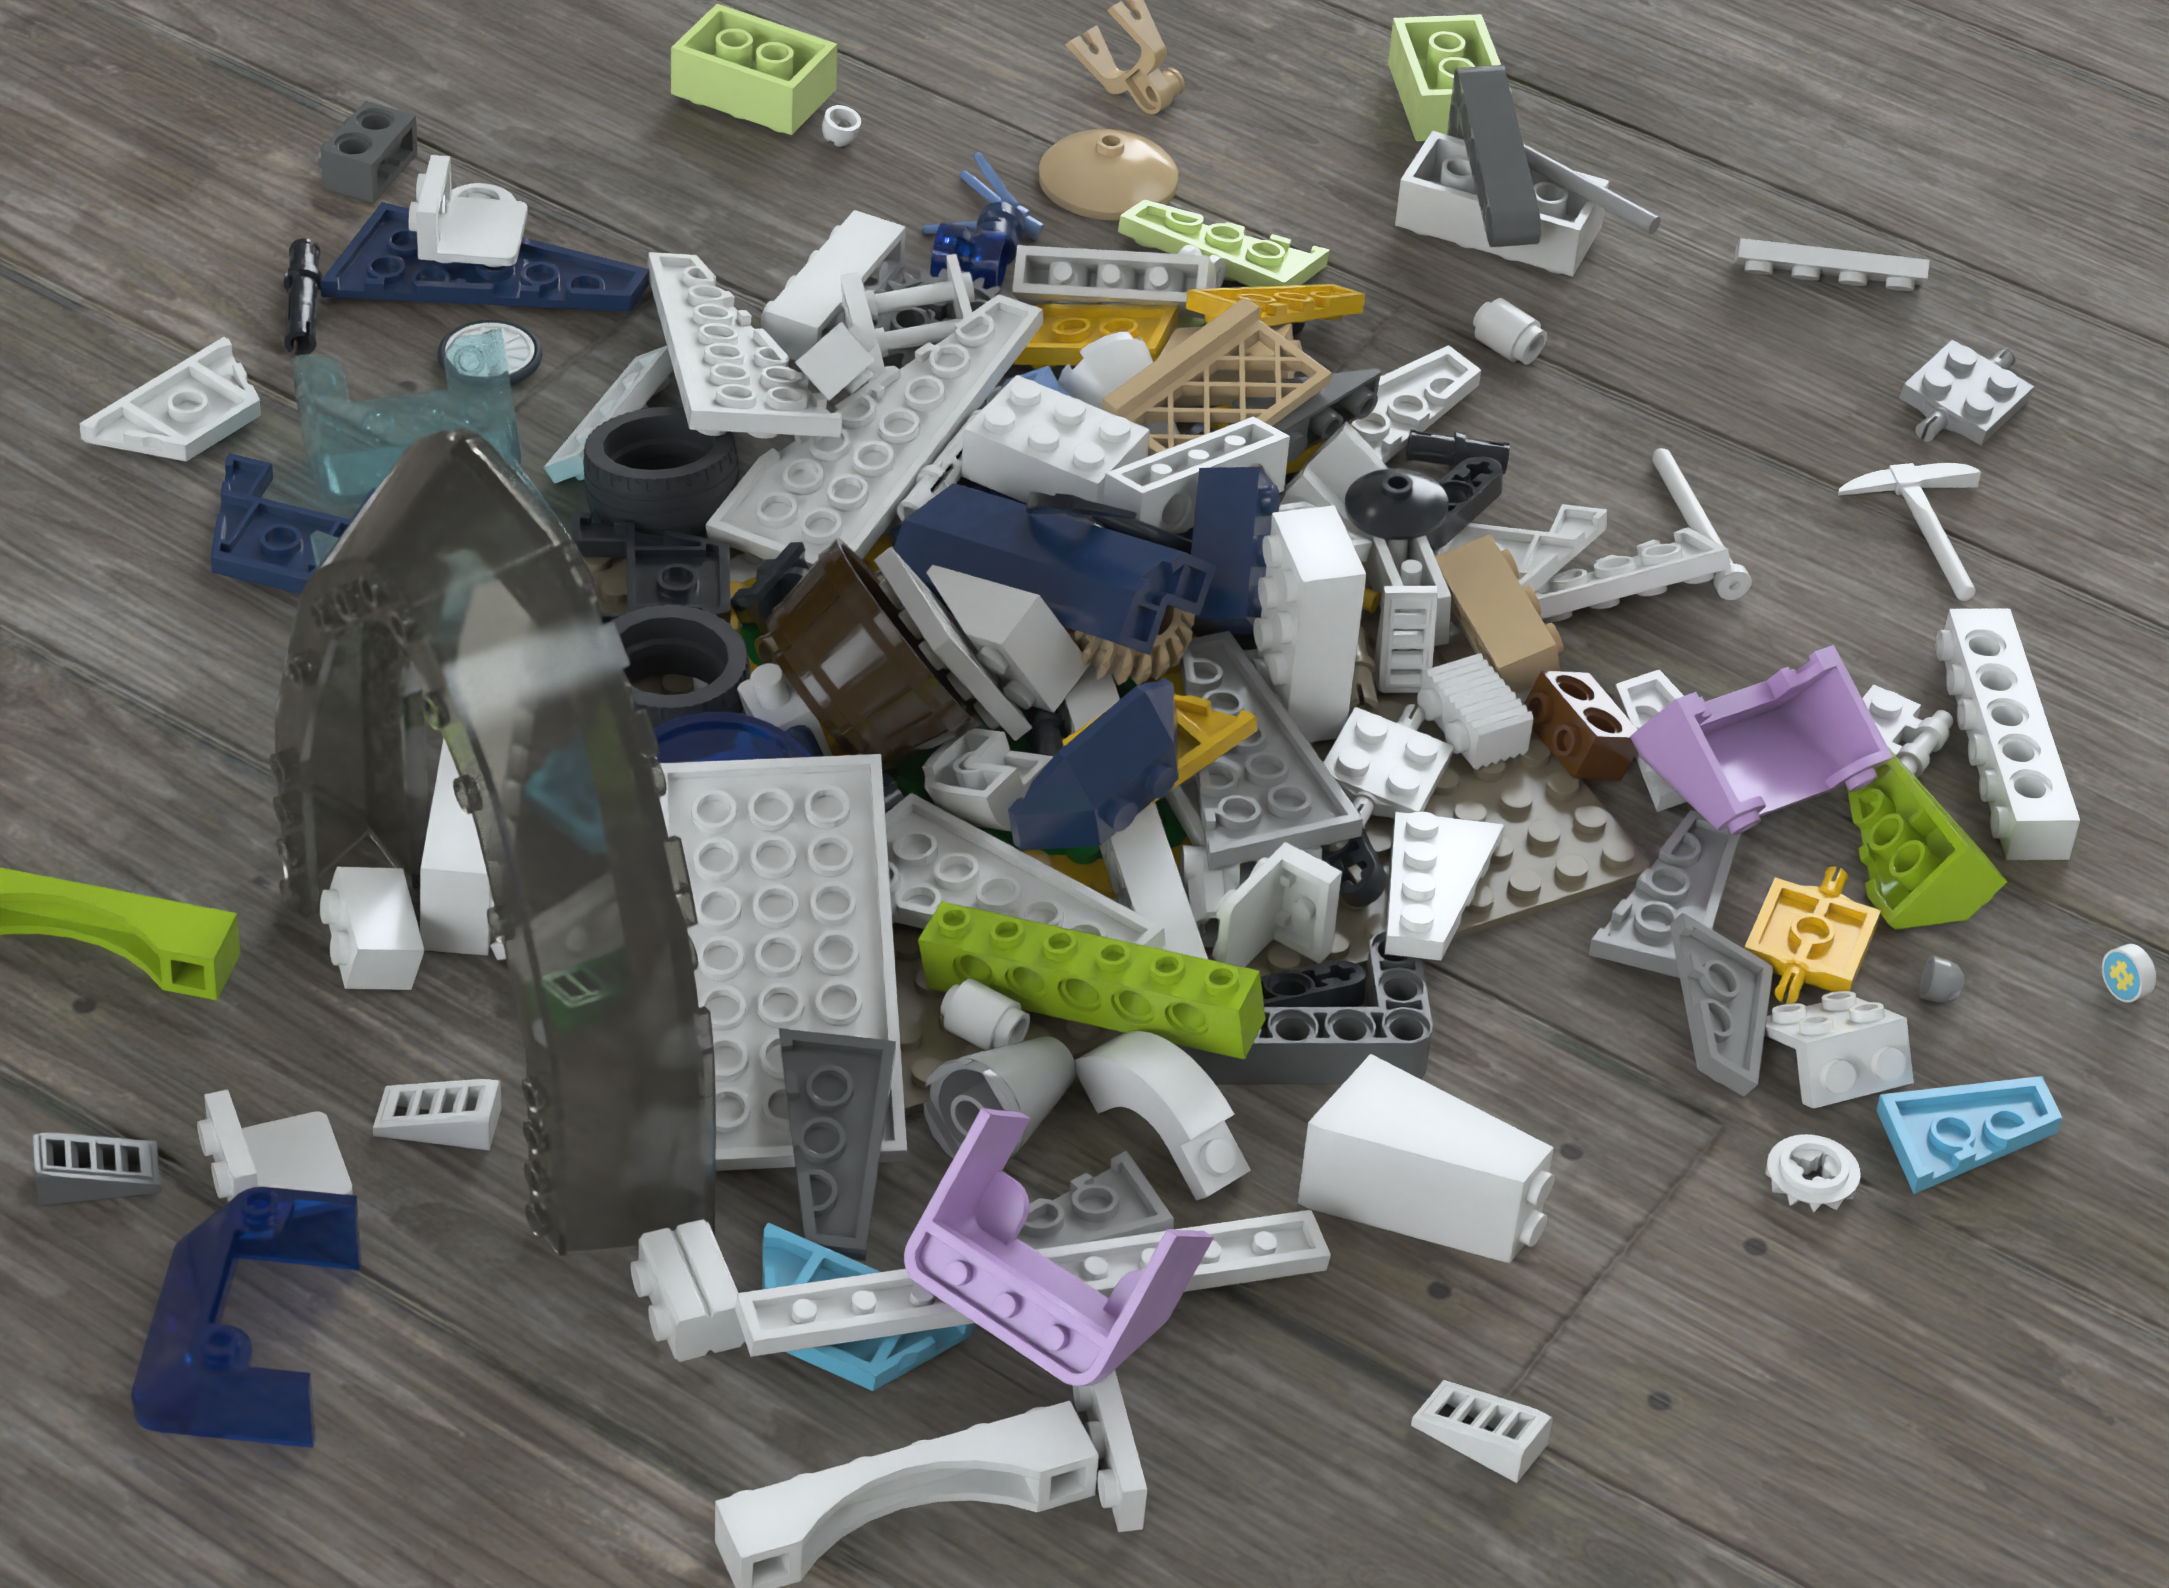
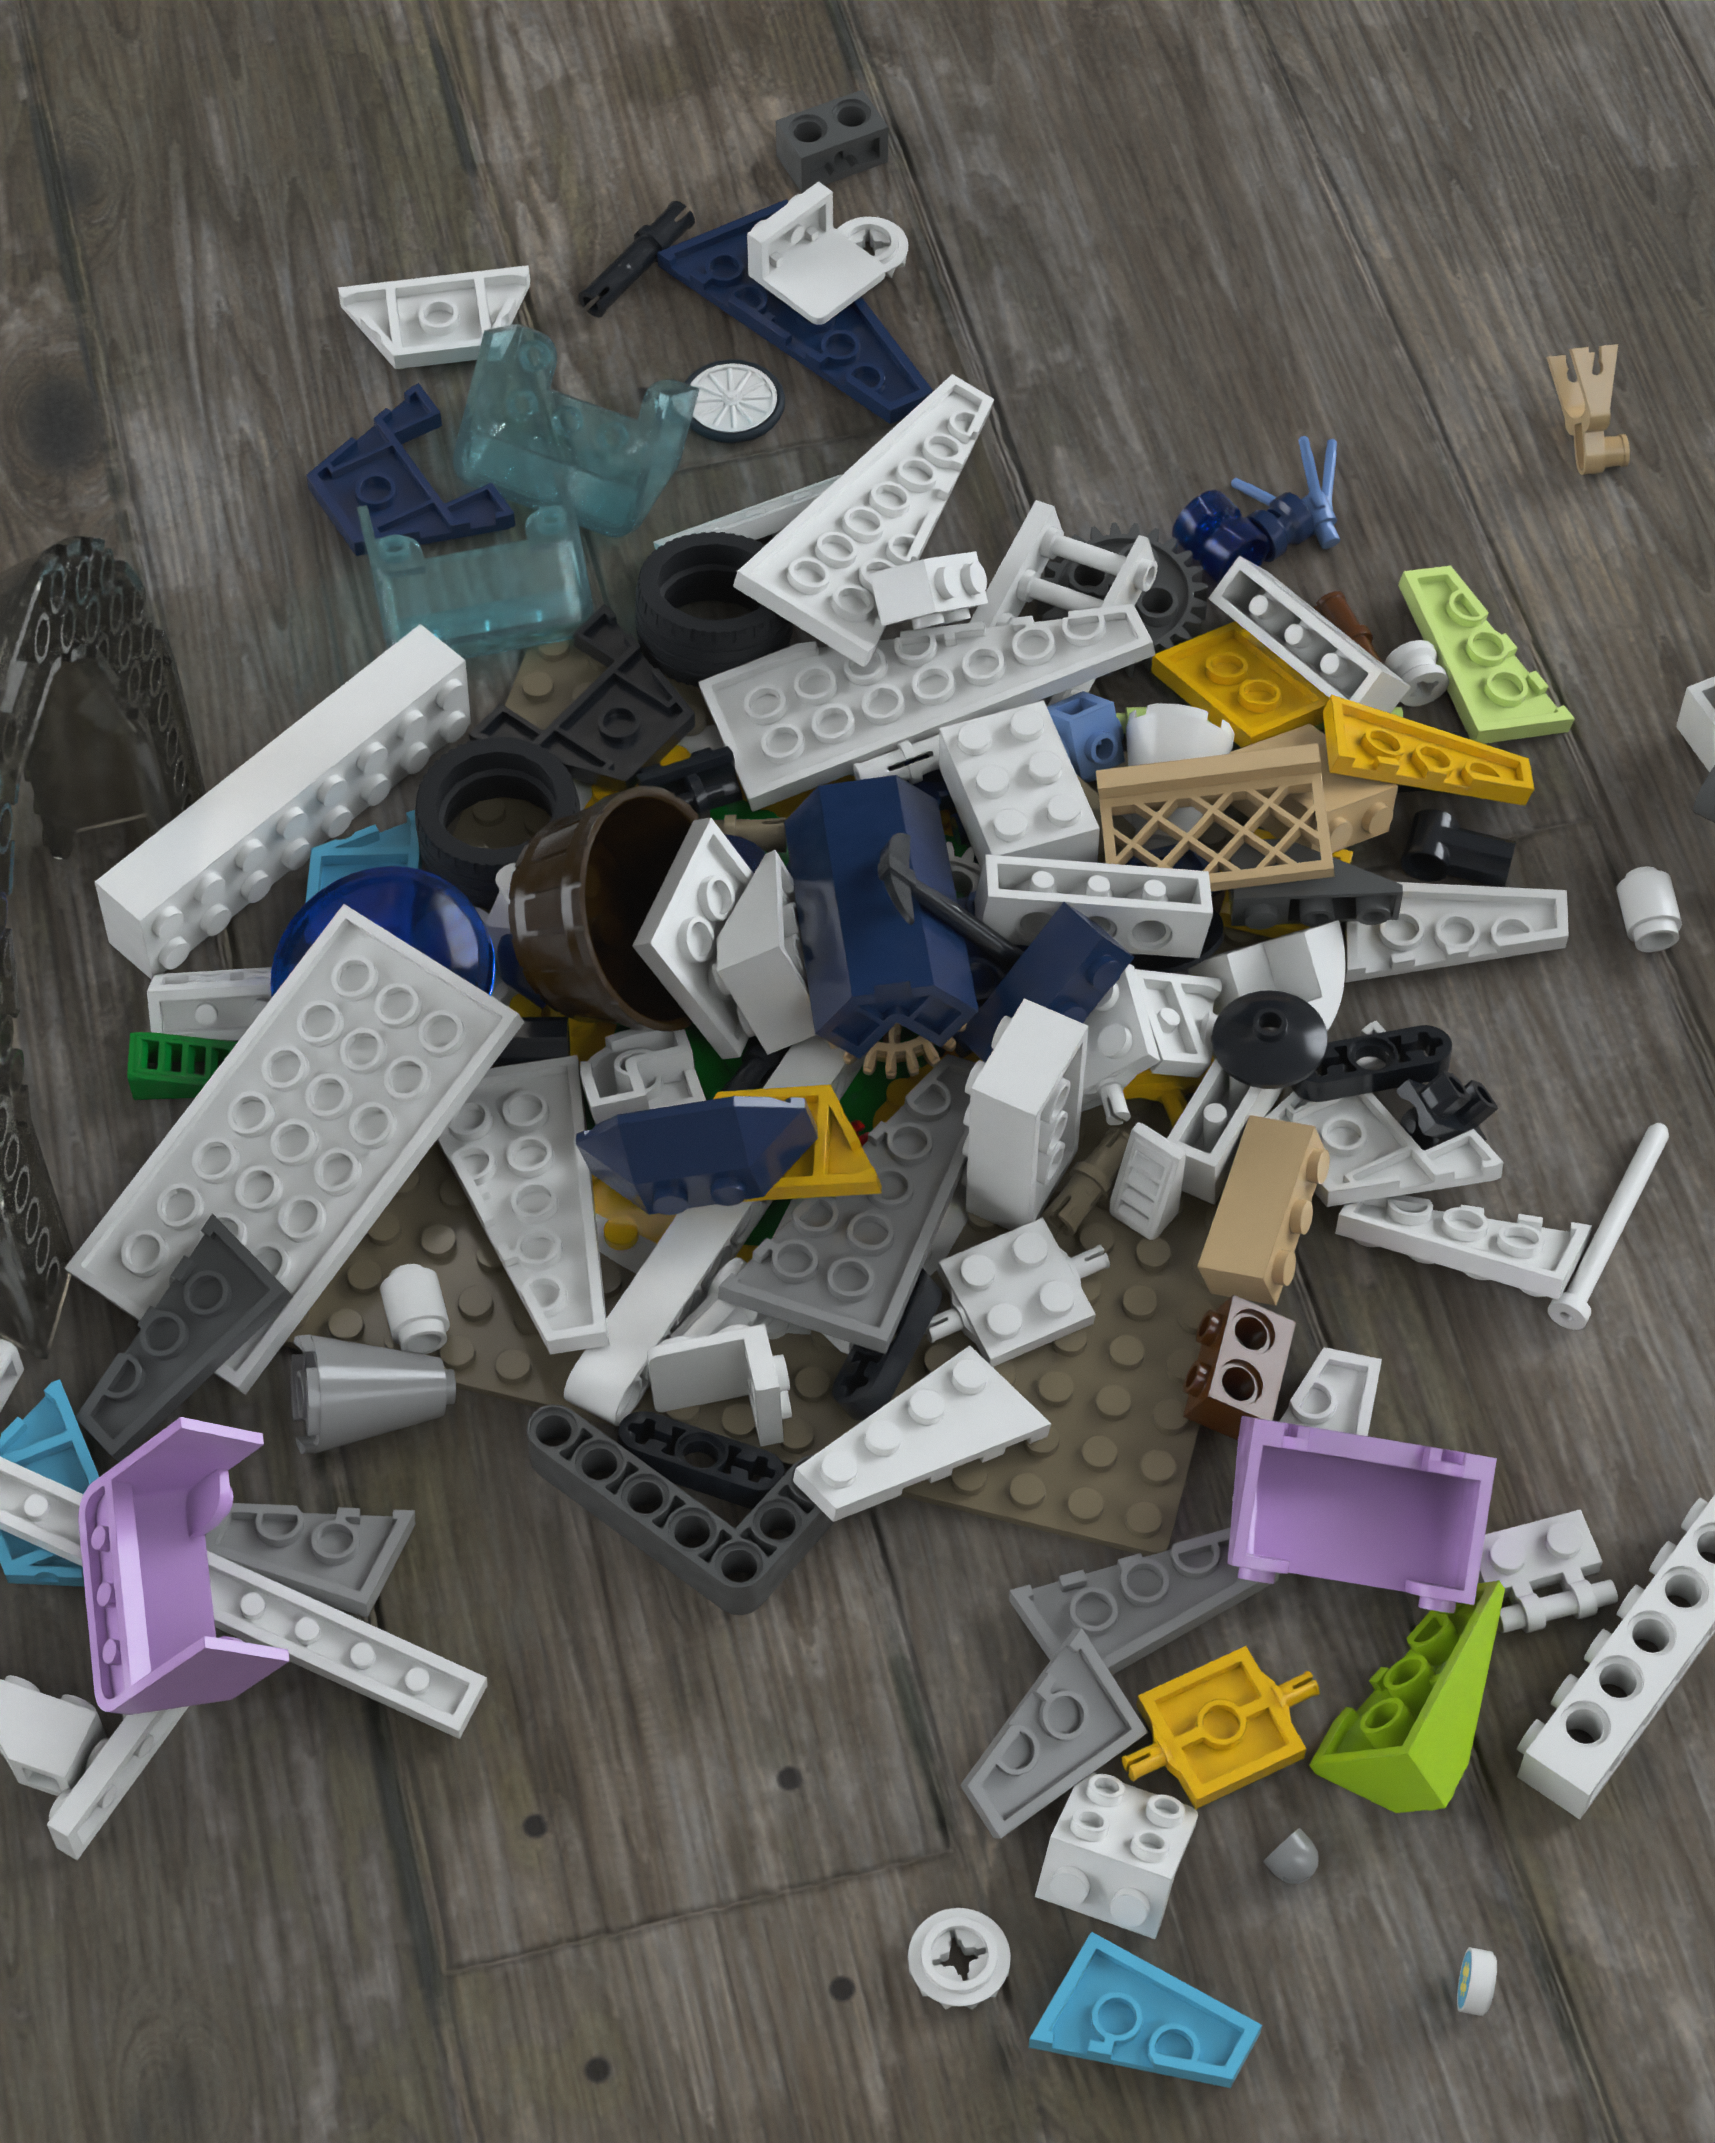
camera: 45 degrees right, 15 degrees up
(372, 928) = (62, 906): white brick -> none
(753, 69) = (1234, 231): yellowish green brick -> none
(813, 298) = (1095, 489): white brick -> none
(834, 118) = (1259, 324): white hinge -> none
(1096, 979) = (510, 1341): lime brick -> none
(1106, 173) = (1464, 516): tan dish -> none
(1174, 1097) = (466, 1498): white arch -> none
(1365, 353) = (1442, 848): none -> black piece
(1425, 1165) = (596, 1692): white slope -> none
(1453, 449) = (1458, 1007): black pin -> none
(1476, 711) = (1148, 1291): white brick -> none
(1510, 1456) = (423, 2027): white slope -> none
(1531, 501) = (1444, 1109): none -> black hips

